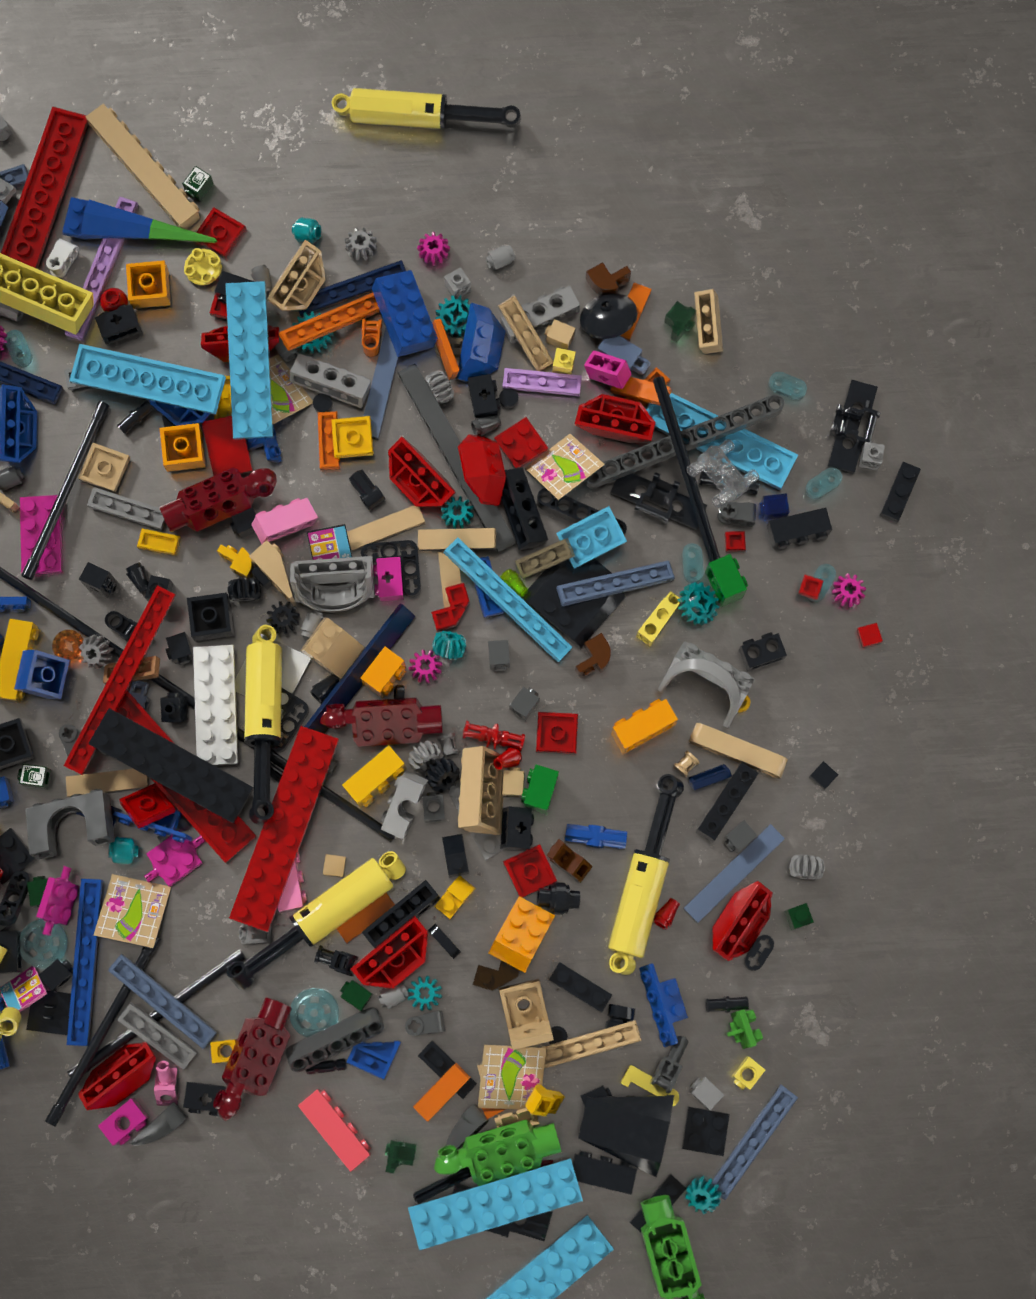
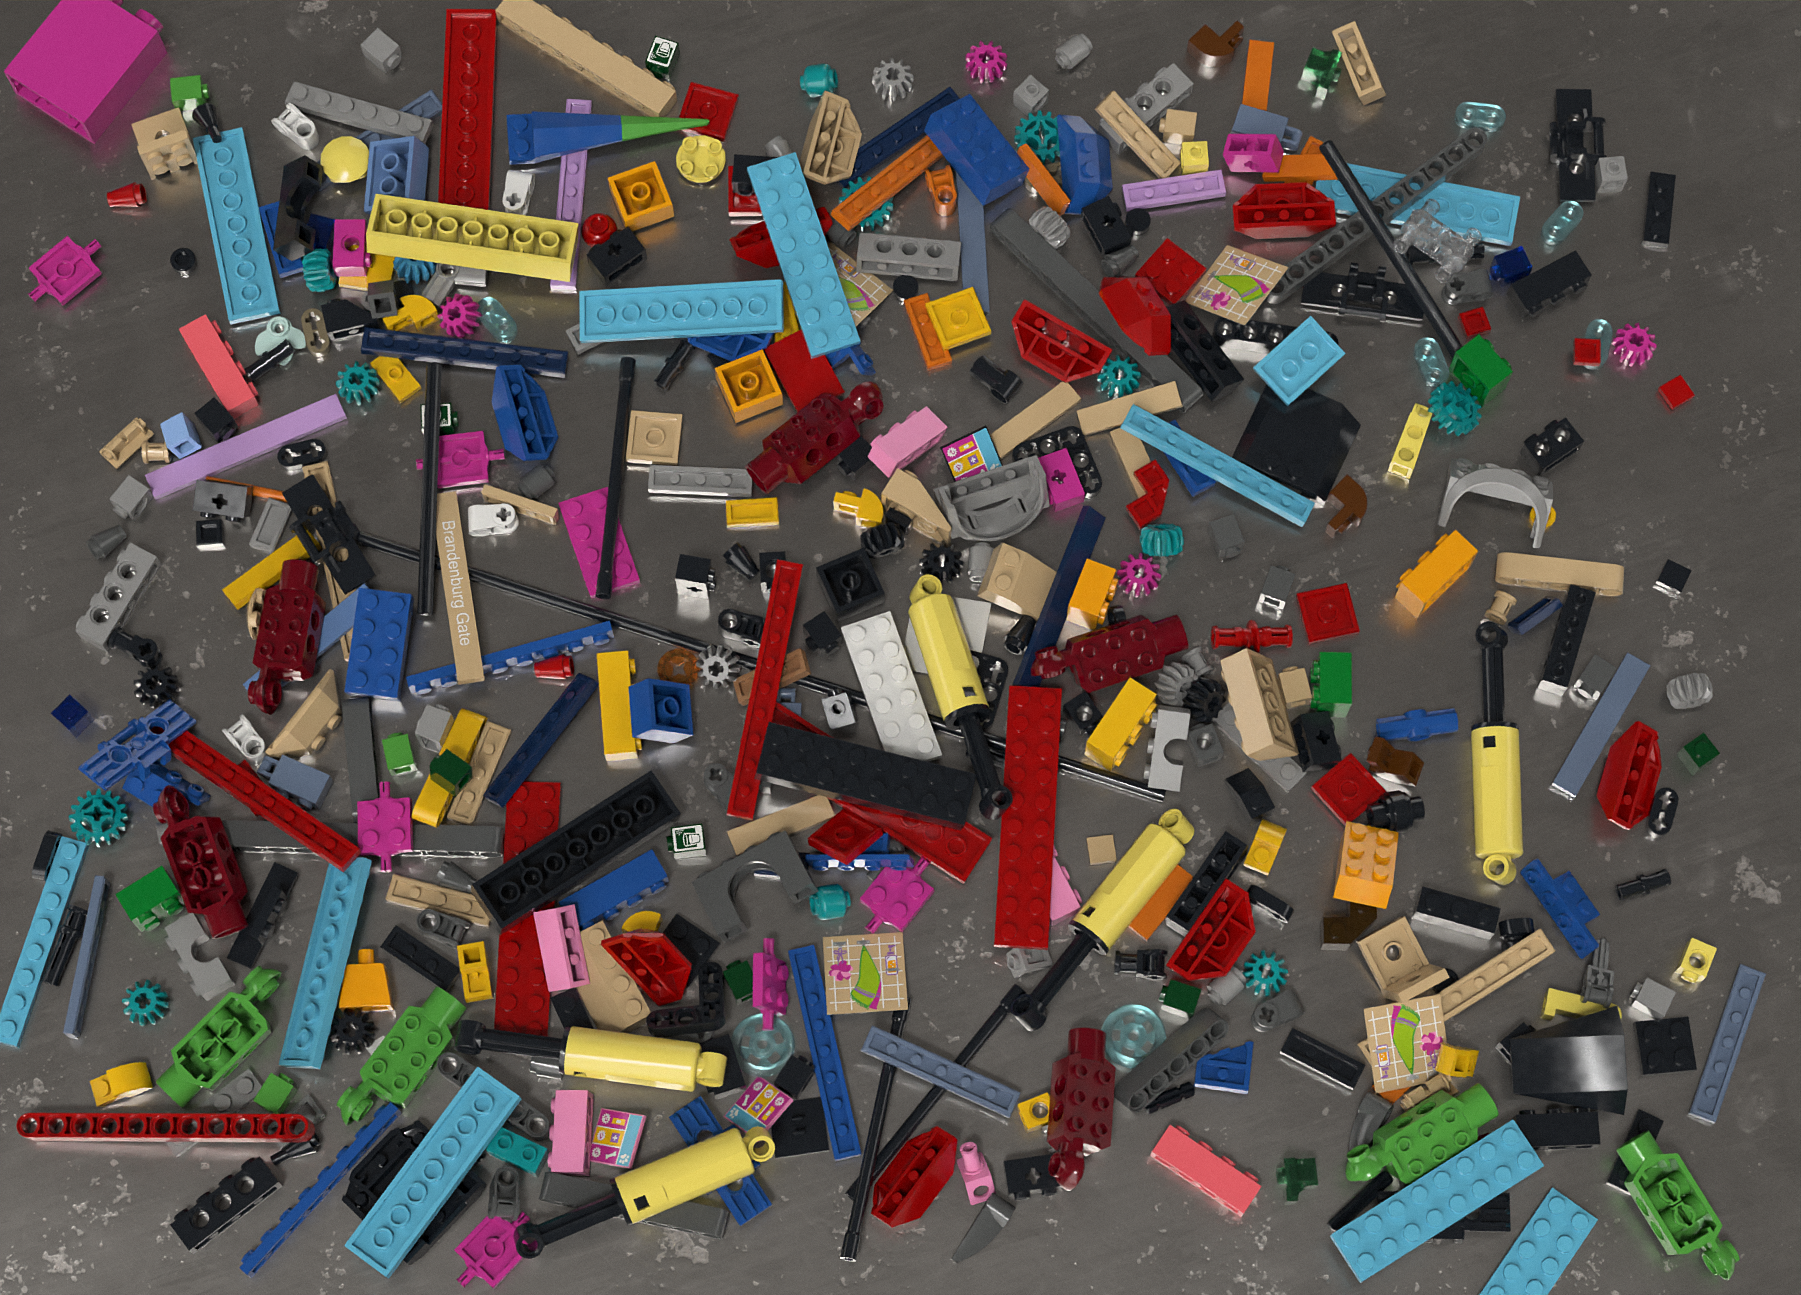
camera: 15 degrees left, 5 degrees down
(112, 1127) = (940, 1218): dark pink brick -> none
(157, 1035) = (947, 1115): light grey plate -> none
(345, 754) = (1078, 704): none -> black brick
(441, 1092) = (1325, 1086): orange tile -> none
(509, 758) = (1279, 658): red cone -> none
(513, 580) = (1218, 441): clear neon green cone -> none
(545, 558) = (1248, 403): dark tan tile -> none
(608, 316) = (1232, 88): black dish -> none
(615, 583) = (1344, 410): sand blue tile -> none
(666, 914) = (1534, 796): red cone -> none
(703, 1195) = (1686, 1112): teal gear -> none
(742, 1030) = (1672, 908): bright green hips -> none

